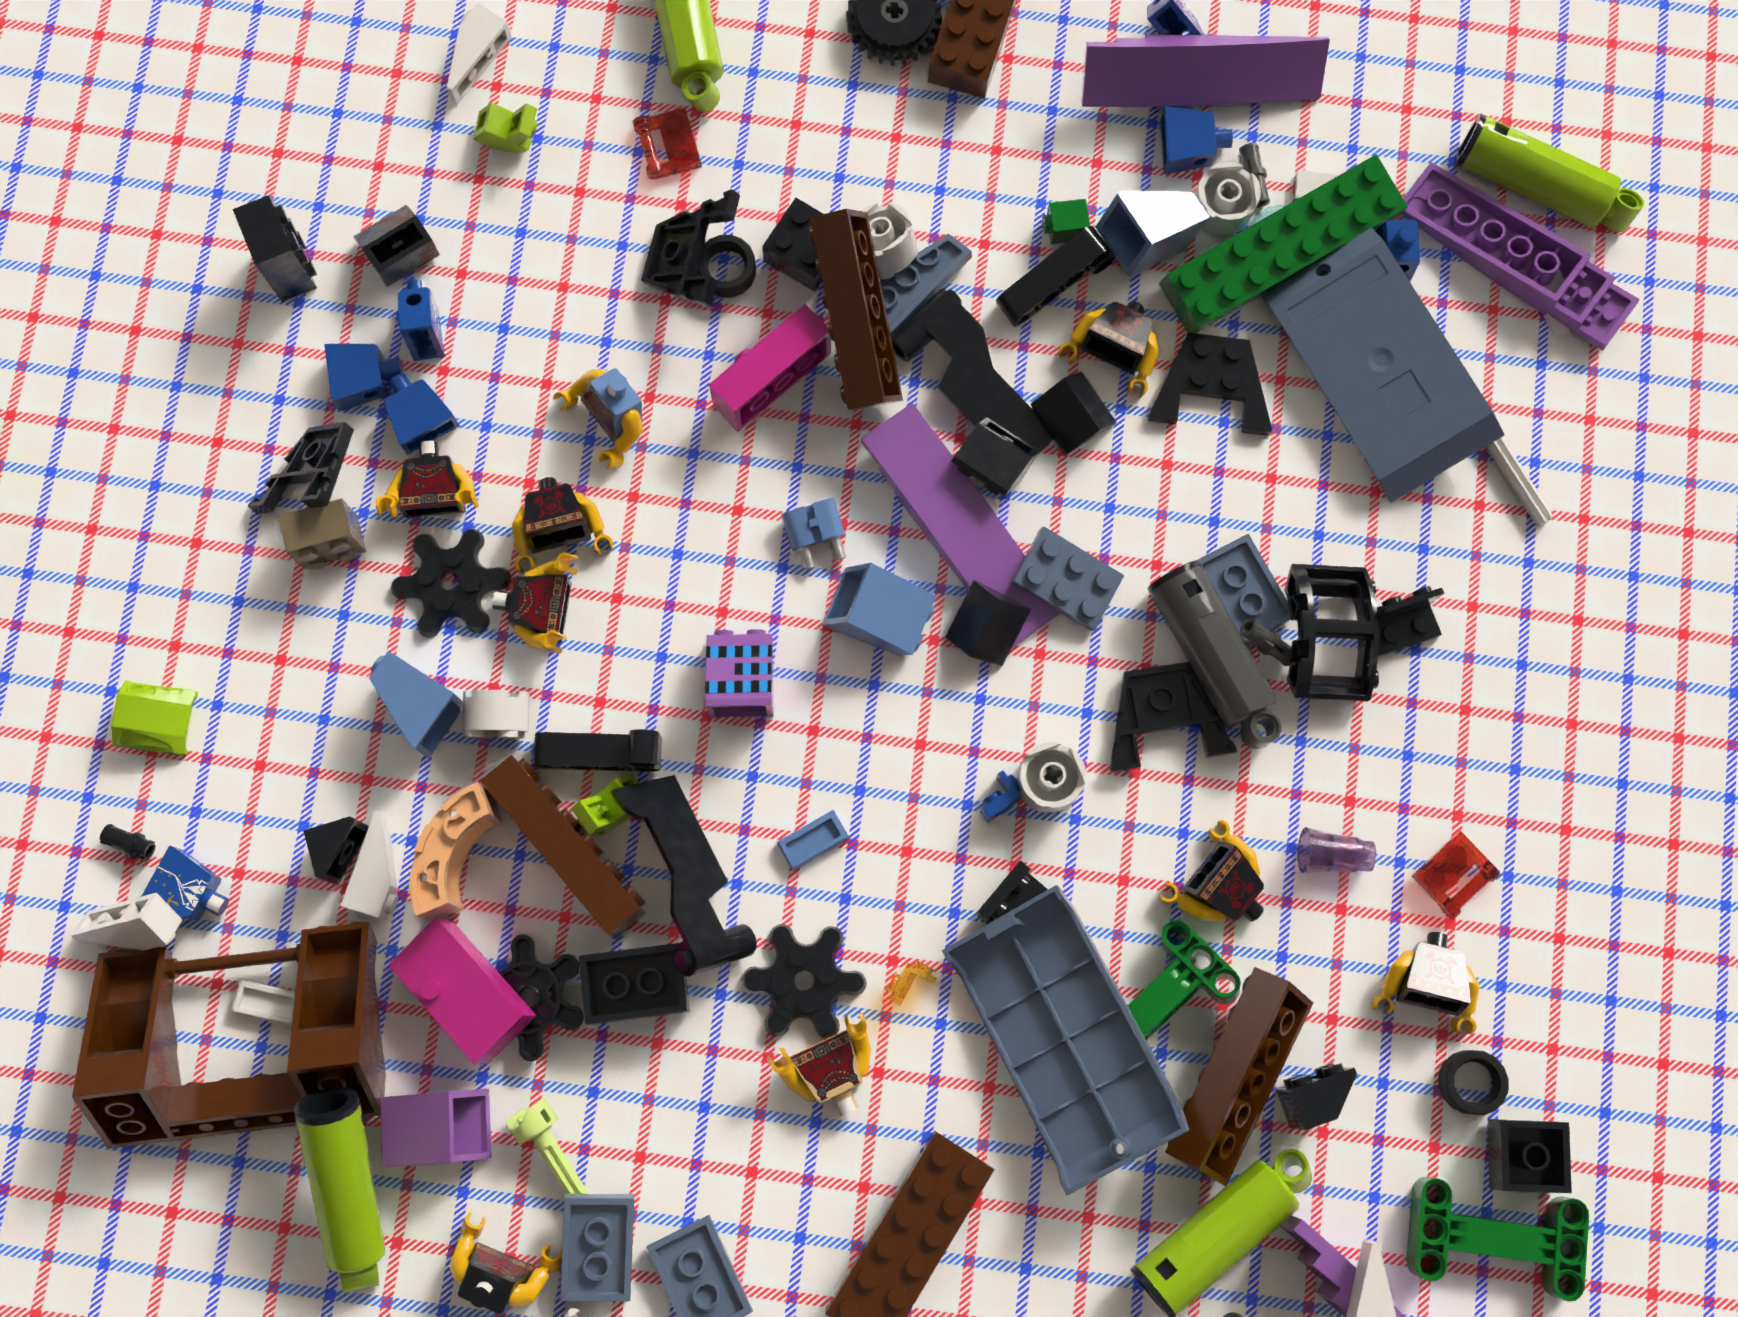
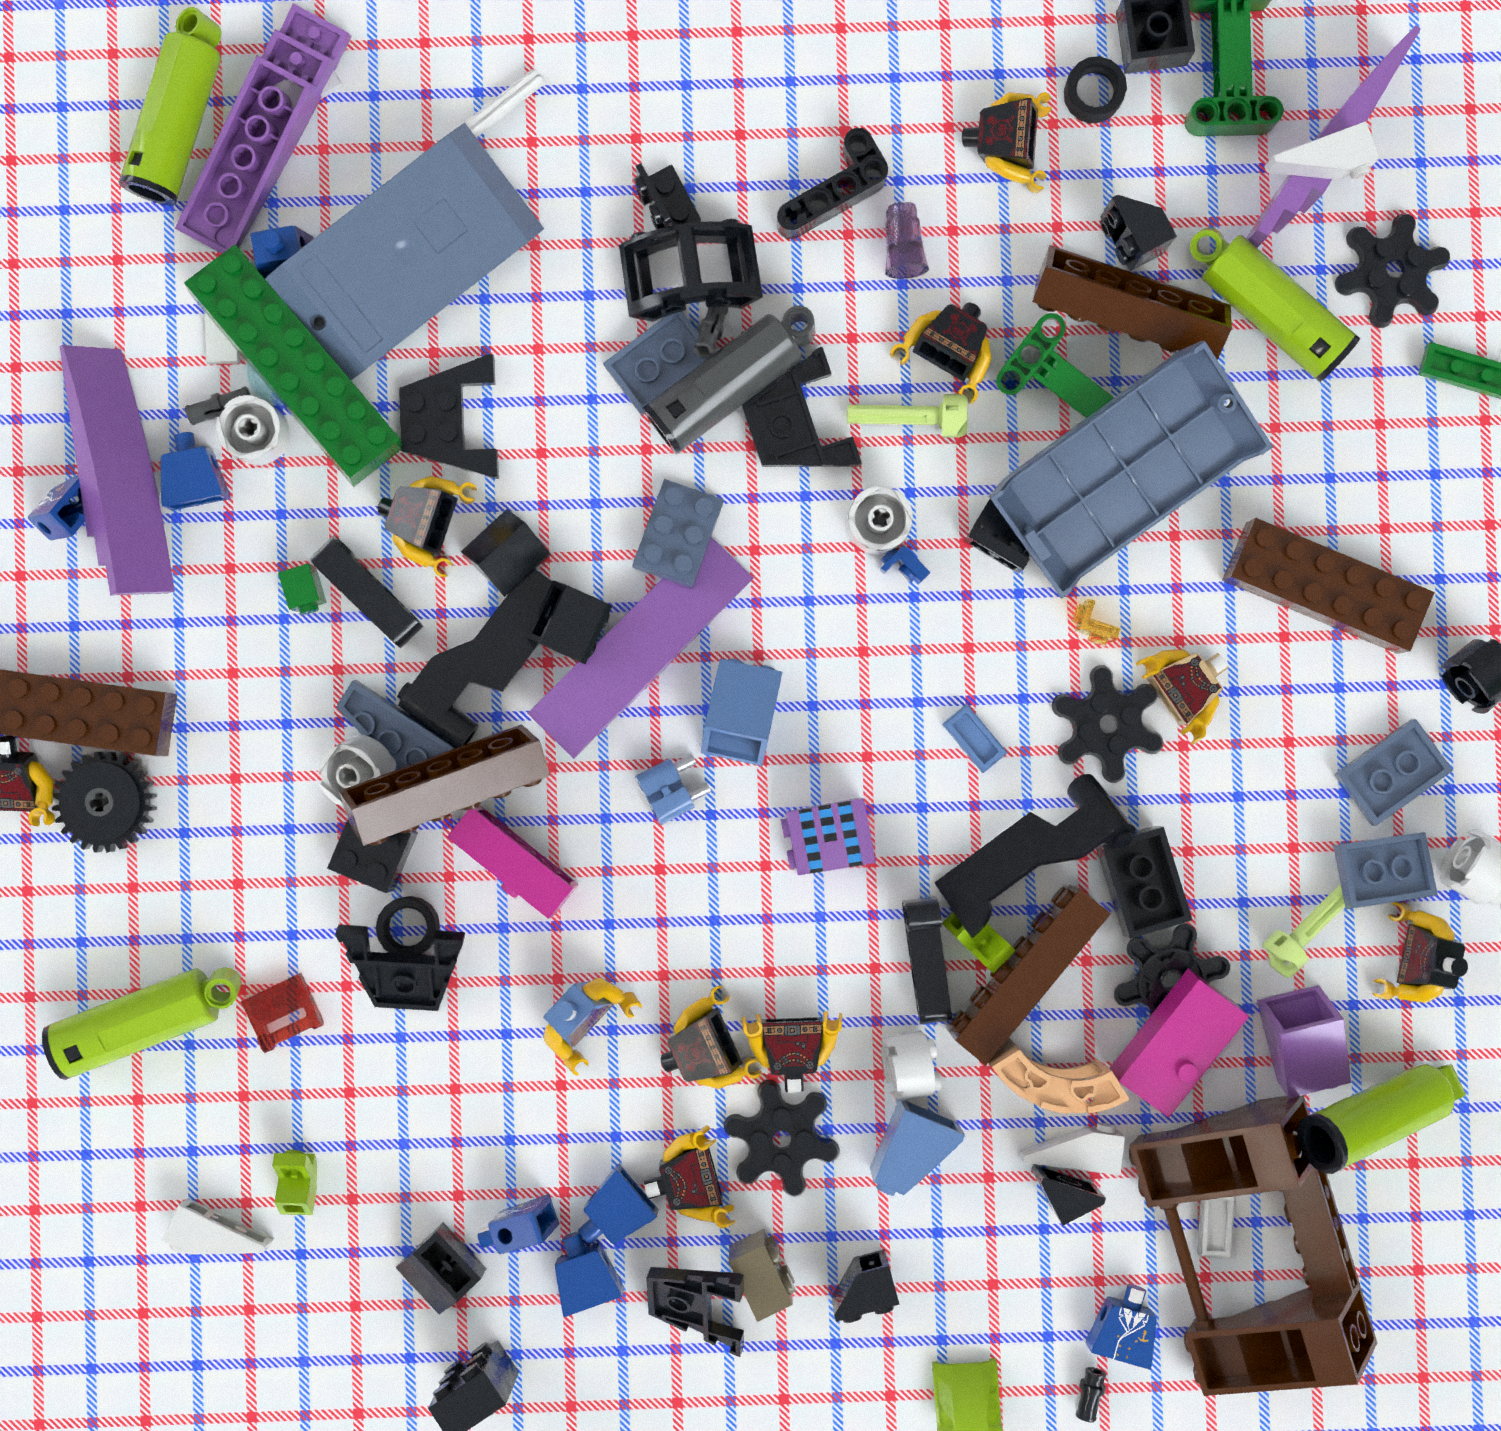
camera: 90 degrees left, 10 degrees up
(130, 924) = (1171, 1373): white slope -> none
(284, 635) = (865, 1288): none -> black slope
(987, 624) = (738, 605): black slope -> none
(1148, 865) = (950, 416): none -> yellowish green piece
(1150, 226) = (299, 502): medium blue slope -> none
(1398, 786) = (827, 190): none -> black beam
(1448, 866) = (898, 134): clear red plate -> none

